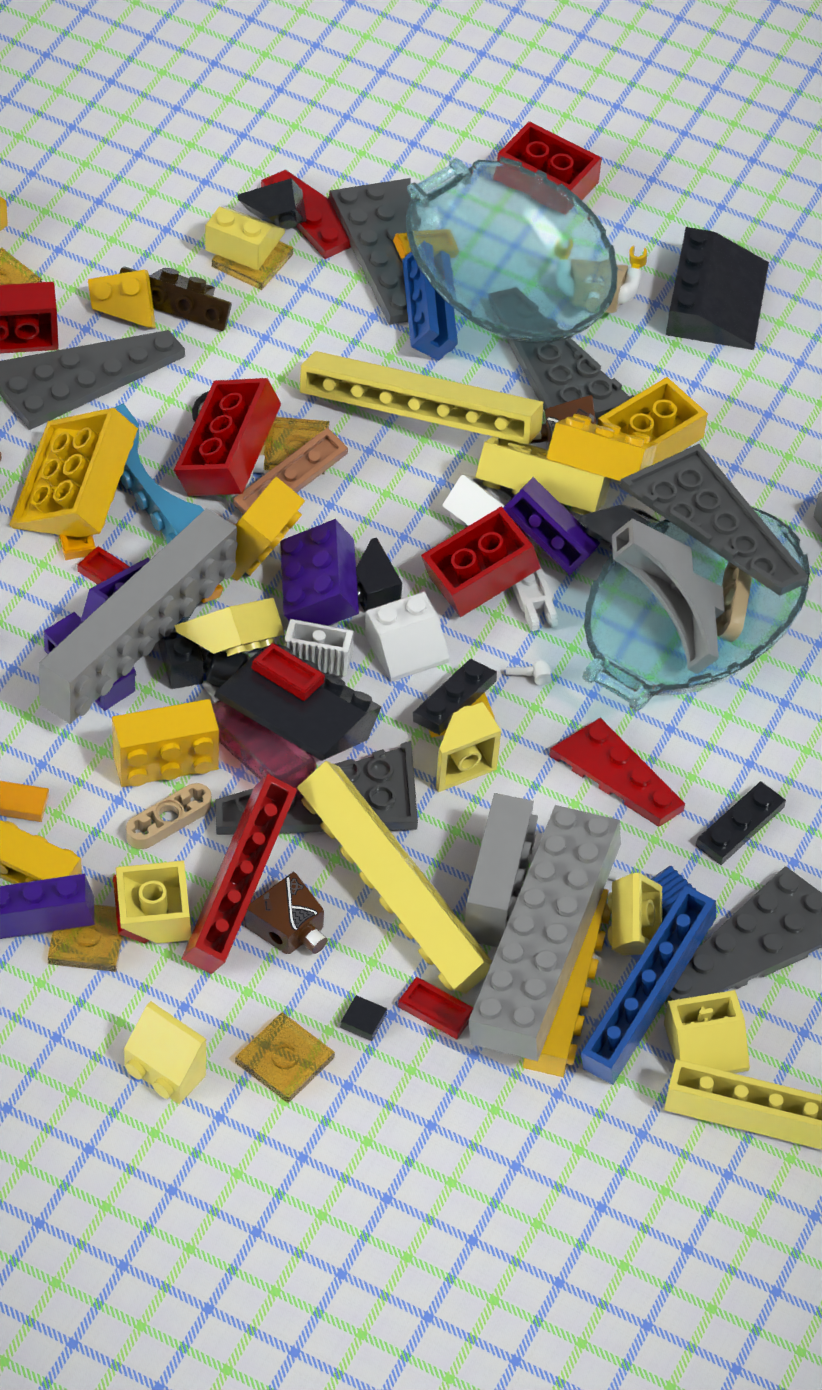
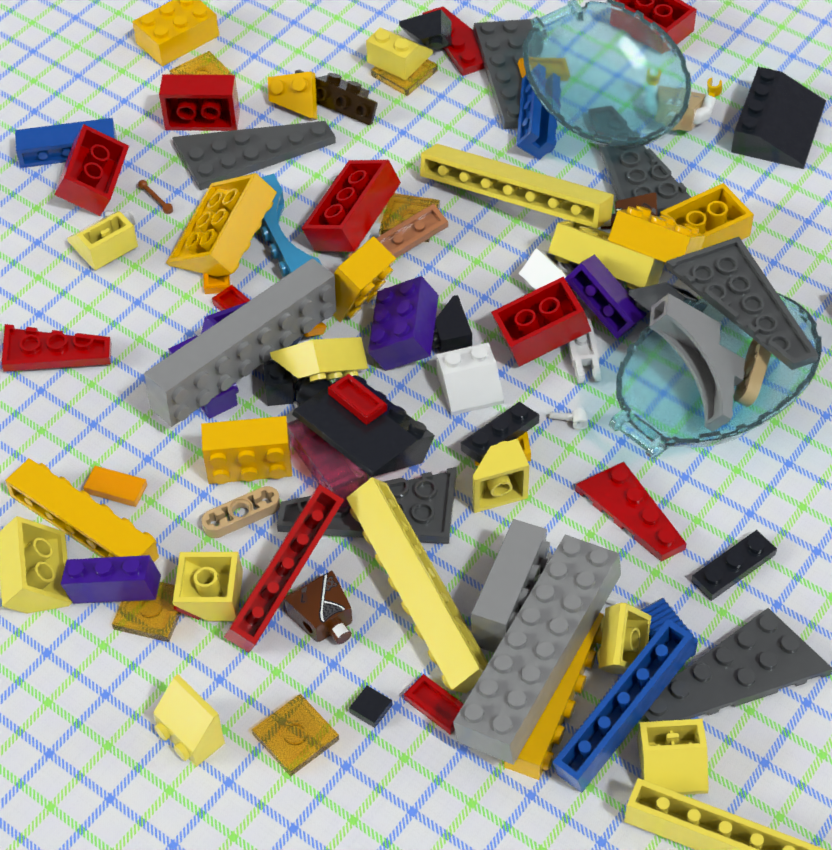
camera: 15 degrees right, 0 degrees up
(321, 644) = (395, 380): white brick -> none

